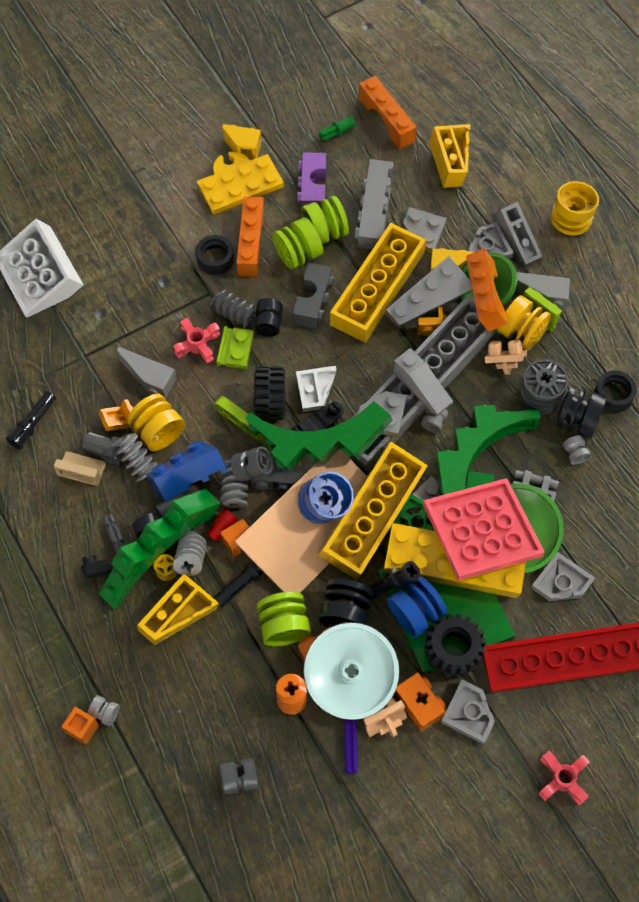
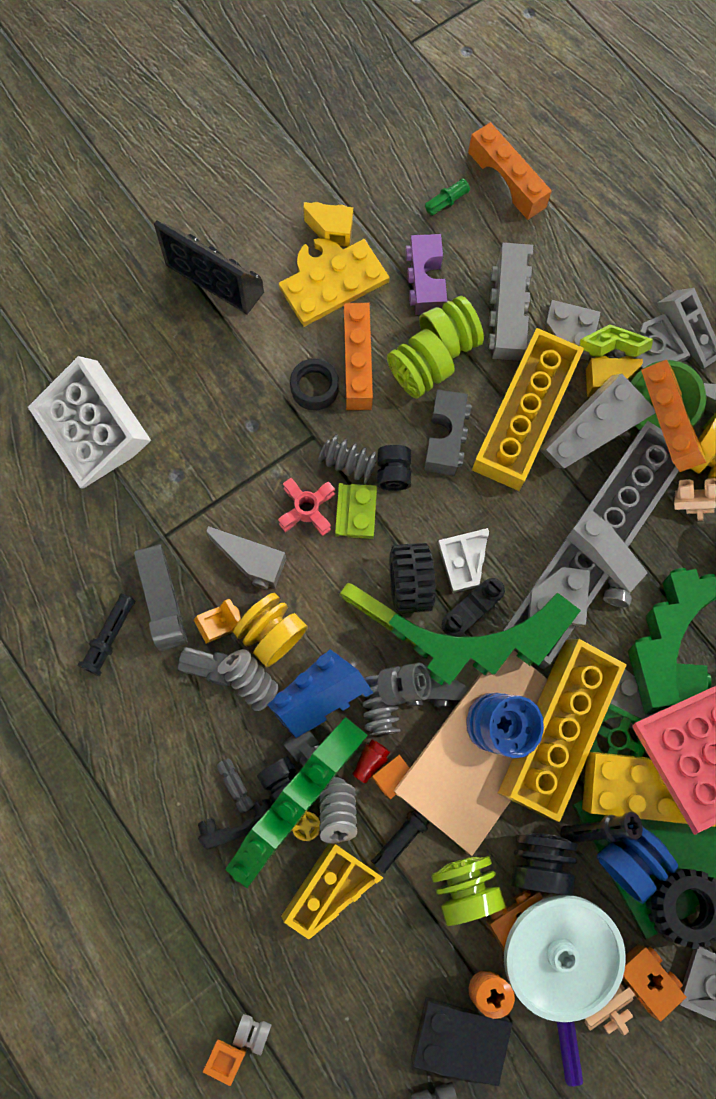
camera: 10 degrees left, 10 degrees up
(76, 398) = (165, 615): none -> dark grey beam
(80, 468) = (179, 695): tan panel -> none
(144, 166) = (209, 268): none -> black slope
(265, 732) = (460, 1043): none -> black slope
(427, 326) = (601, 463): light orange bracket -> none
(451, 153) = (597, 224): yellow wedge -> none
(453, 237) = (615, 338): none -> lime plate

